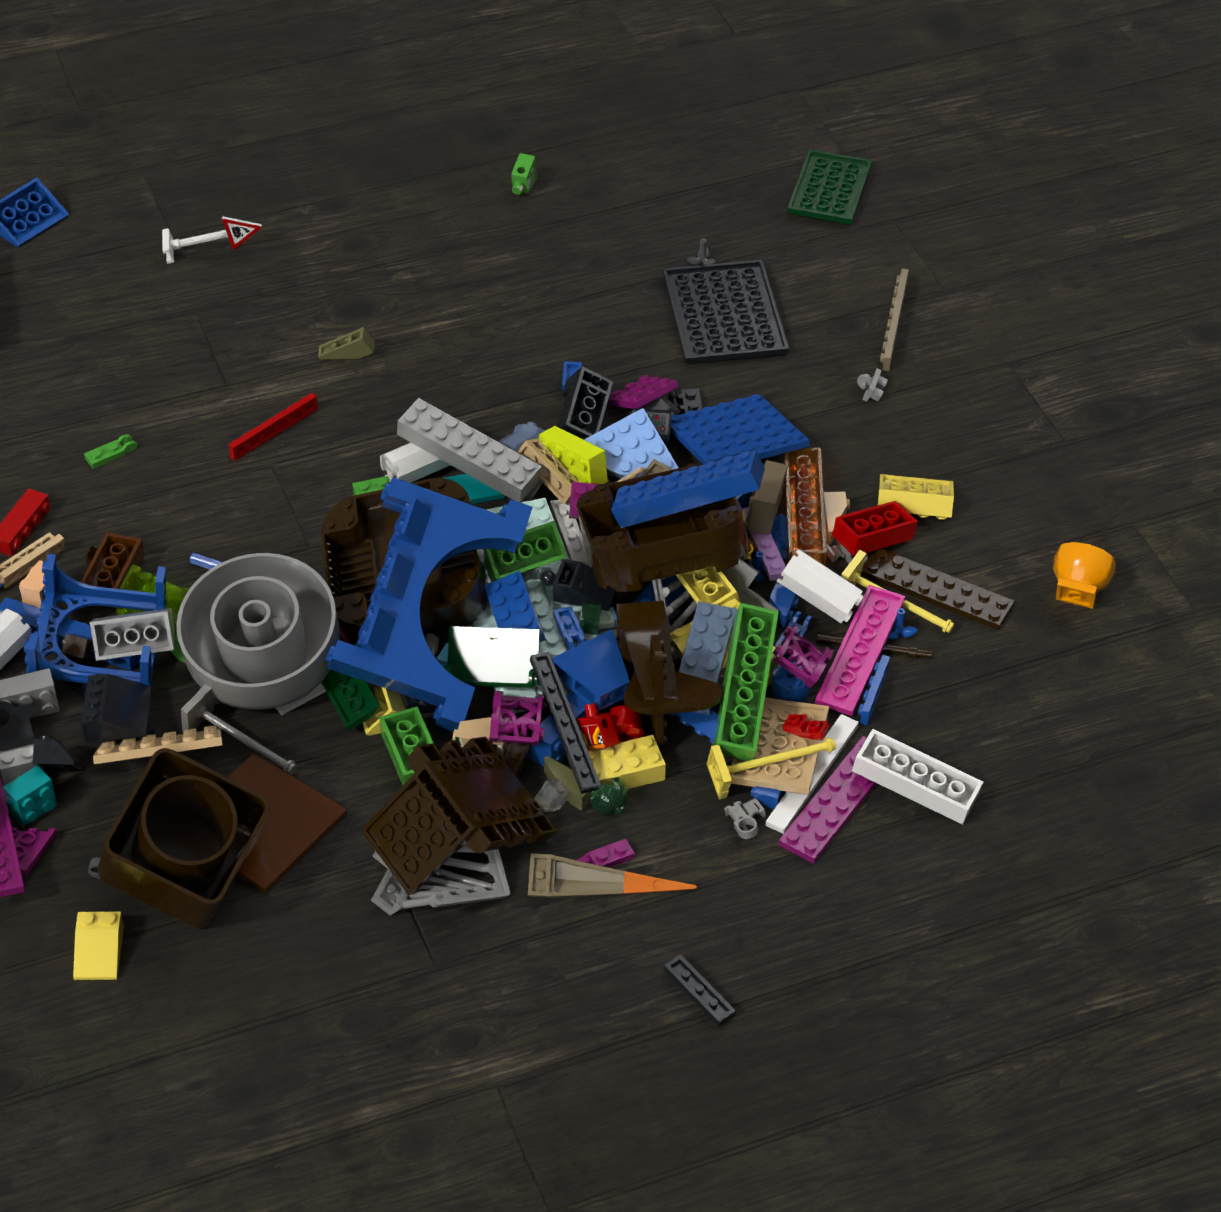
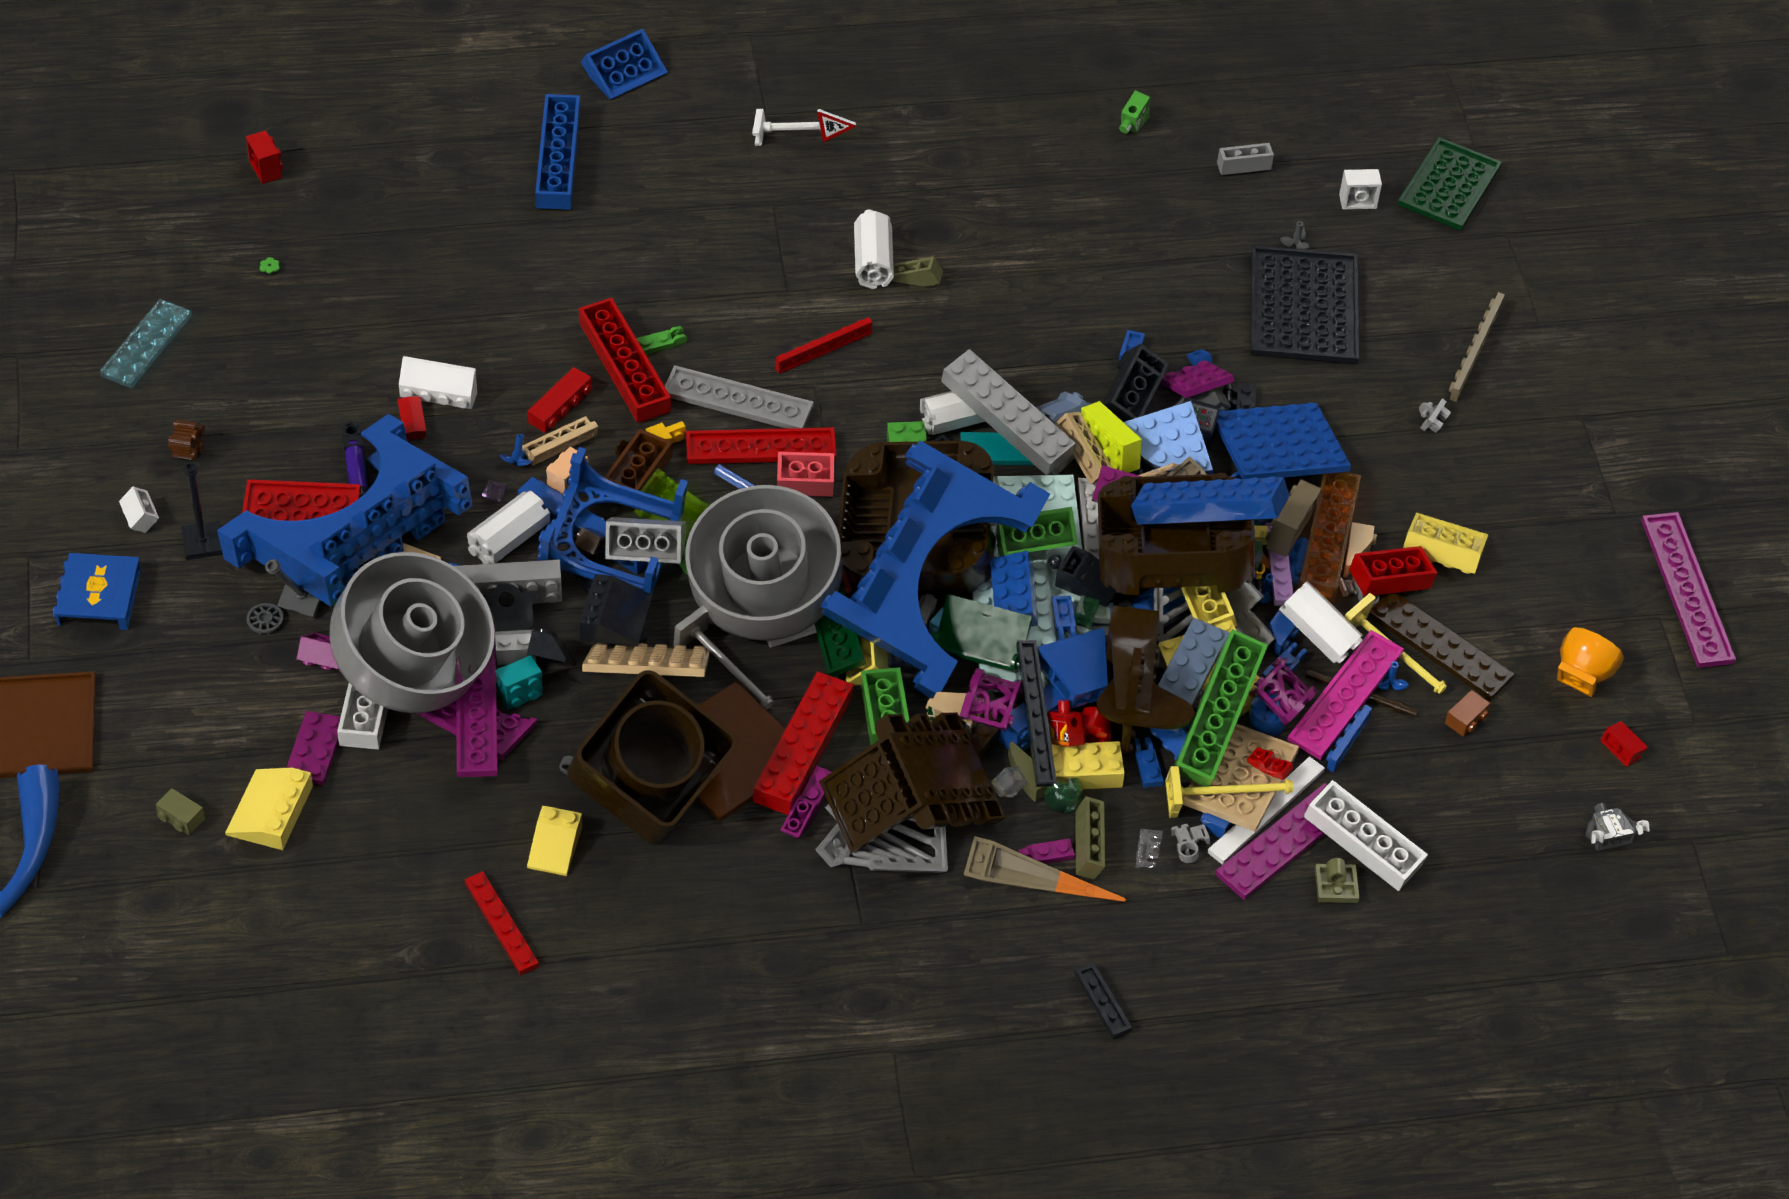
camera: 10 degrees right, 5 degrees up
(57, 1041) = (501, 923): none -> red plate
(79, 474) = (624, 360): none -> red brick
(142, 530) = (671, 433): none -> yellow brick
(199, 489) = (738, 398): none -> light grey plate
(230, 528) = (756, 444): none -> red plate
(284, 539) = (806, 472): none -> coral brick
(303, 332) = (873, 249): none -> white brick
(335, 799) = (803, 743): none -> red brick
(352, 858) = (806, 805): none -> magenta slope
(636, 196) = (1245, 158): none -> light grey brick
(638, 372) = (1199, 355): none -> blue slope
(646, 833) = (1090, 838): none -> olive brick
(685, 752) = (1148, 764): none -> blue hinge
(706, 830) = (1148, 847): none -> clear hinge
(750, 203) = (1360, 189): none -> white brick
(900, 827) = (1336, 882): none -> olive plate
(981, 645) = (1467, 713): none -> dark orange brick
(1136, 644) = (1623, 743): none -> red hinge
(1150, 723) = (1612, 828): none -> torso
(1154, 496) = (1688, 590): none -> magenta plate

